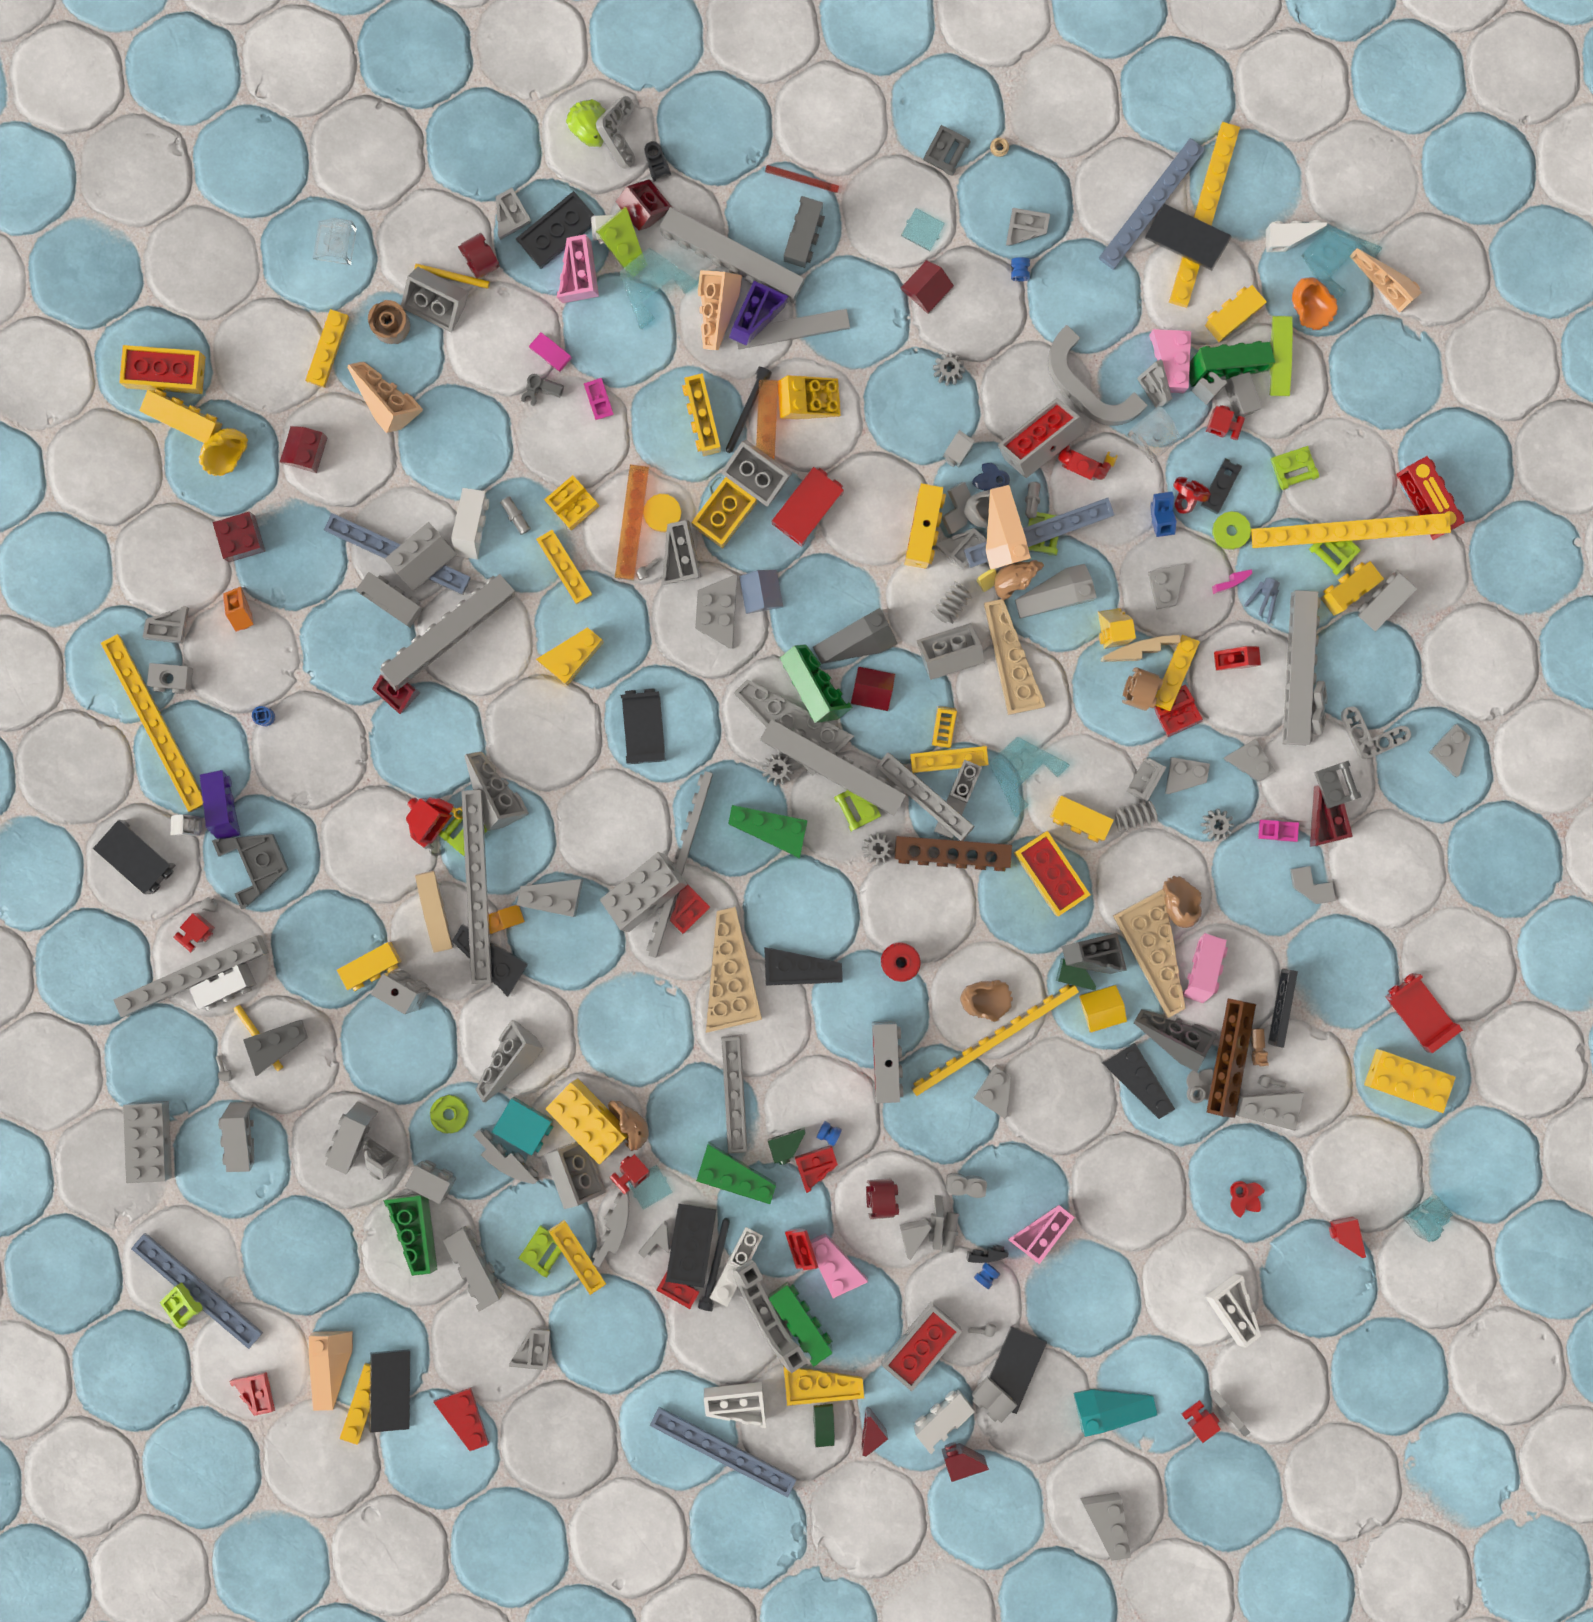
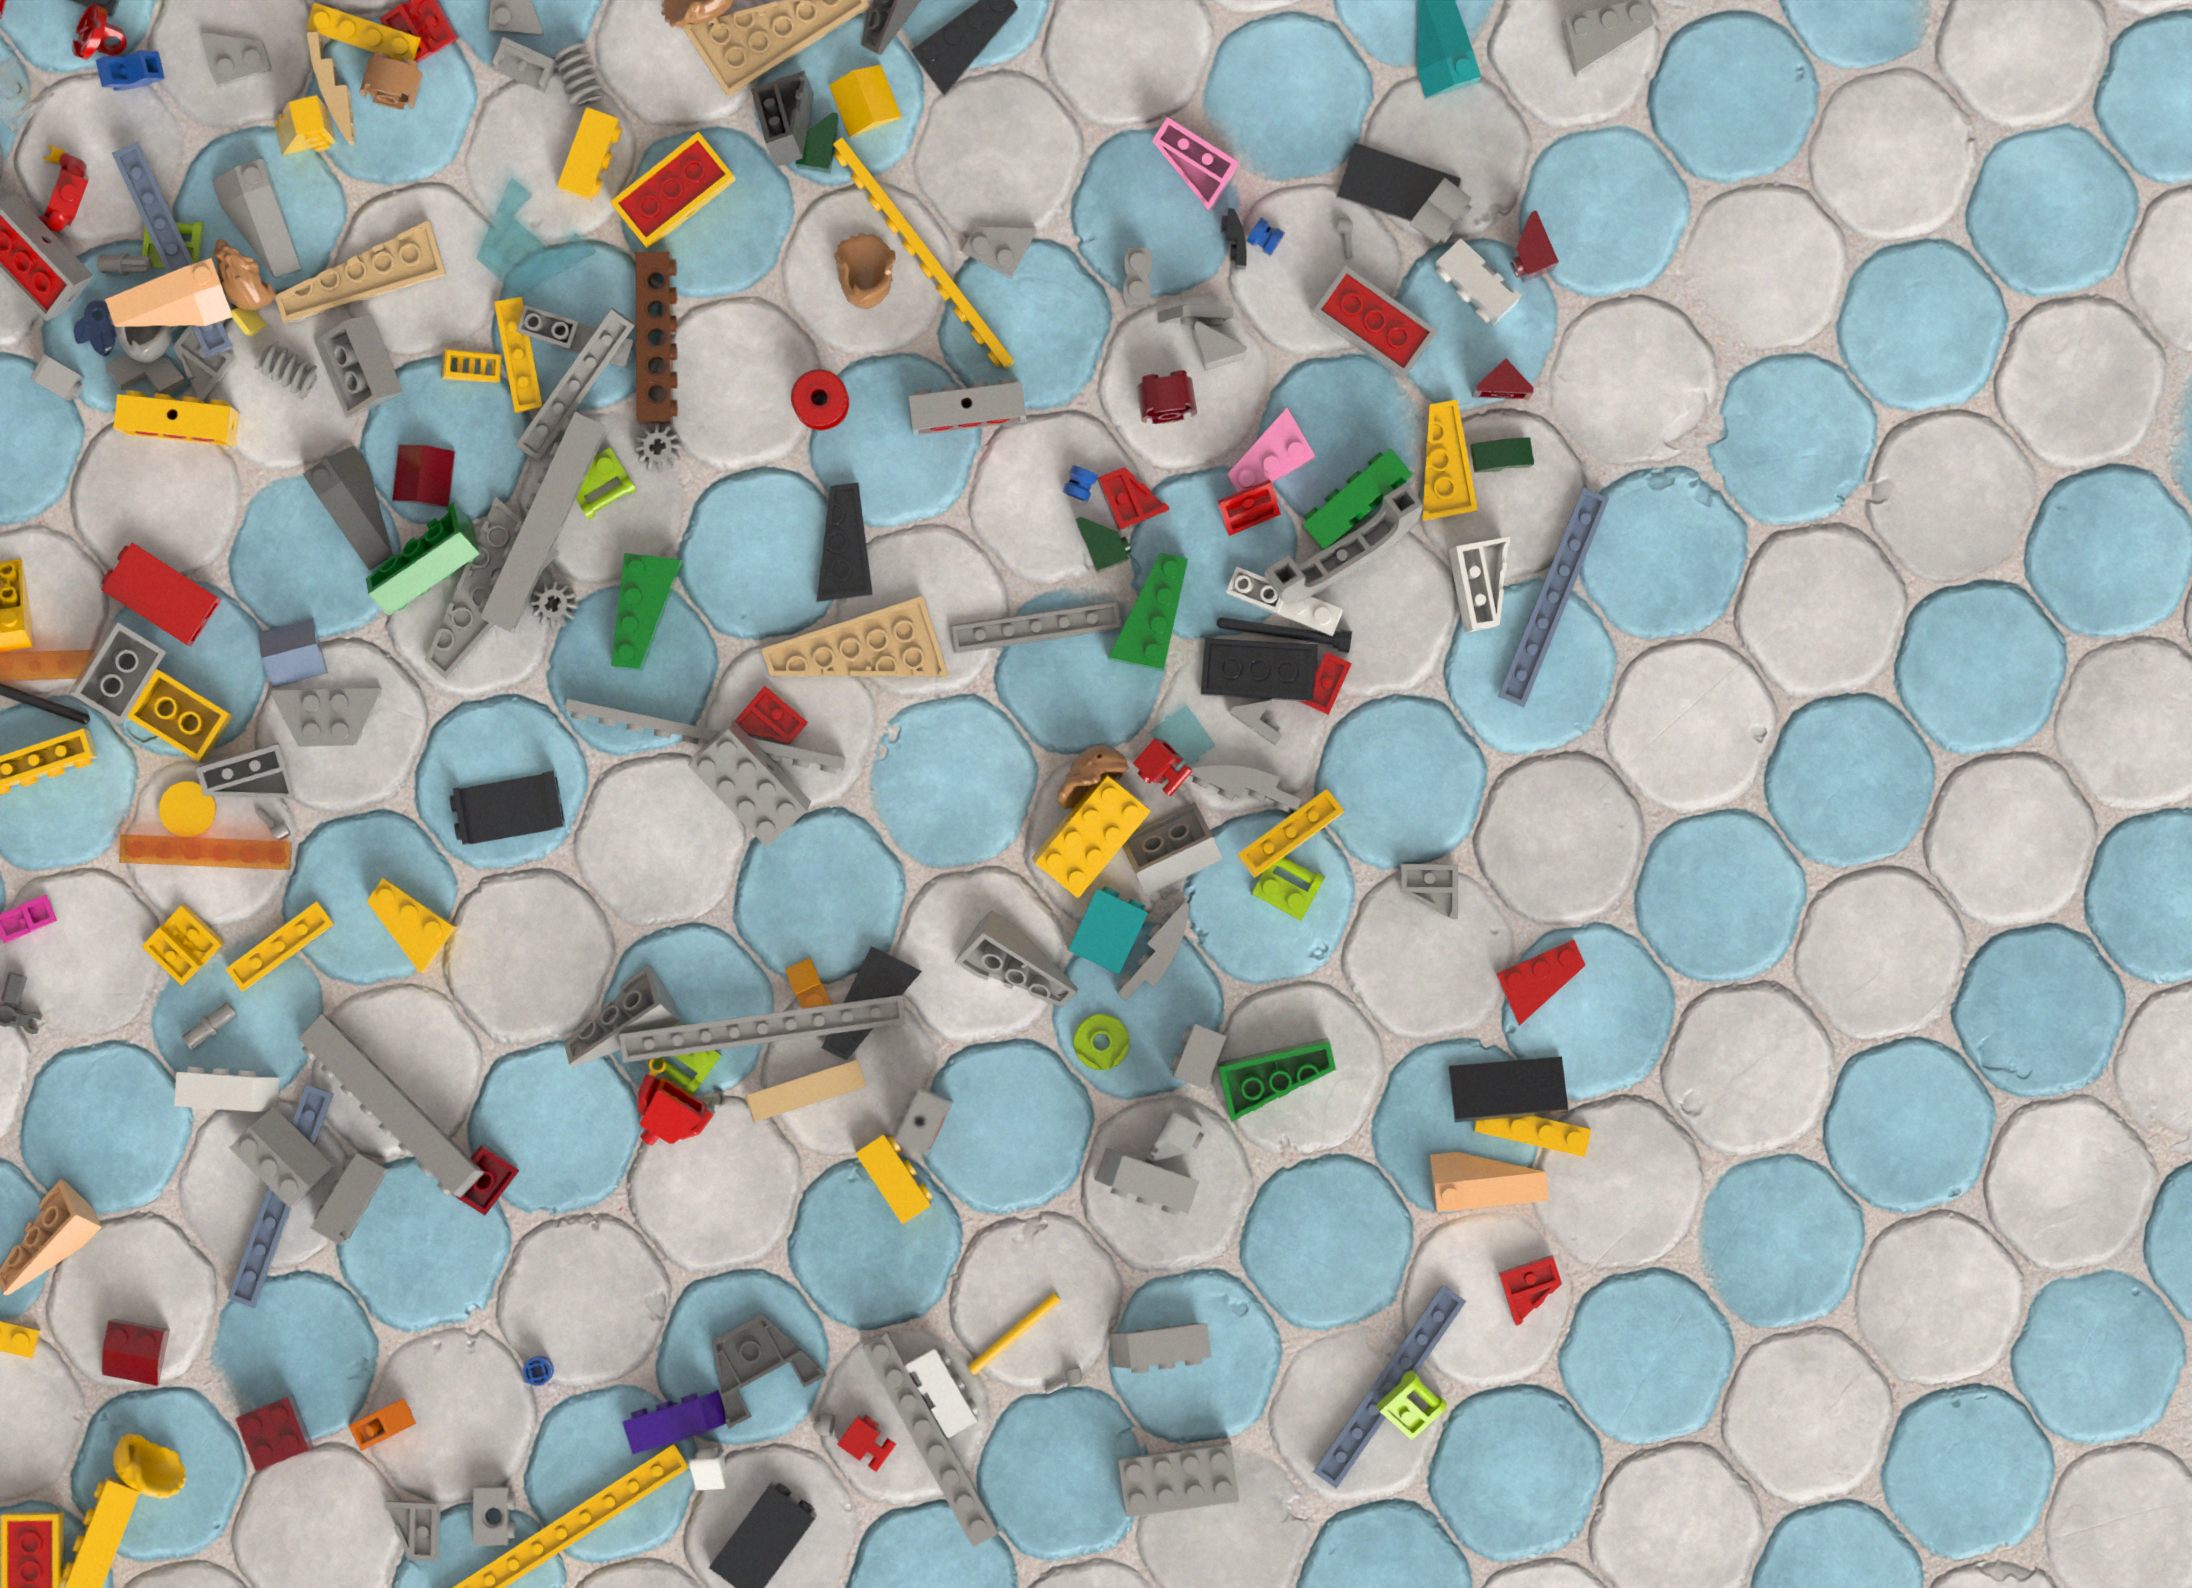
camera: 90 degrees left, 0 degrees up
(273, 1044) = (1019, 1305): dark grey wedge -> none
(474, 1267) = (1318, 983): light grey wedge -> none
(552, 897) = (769, 918): light grey wedge -> none
(950, 1232) = (1208, 295): light grey pin -> none

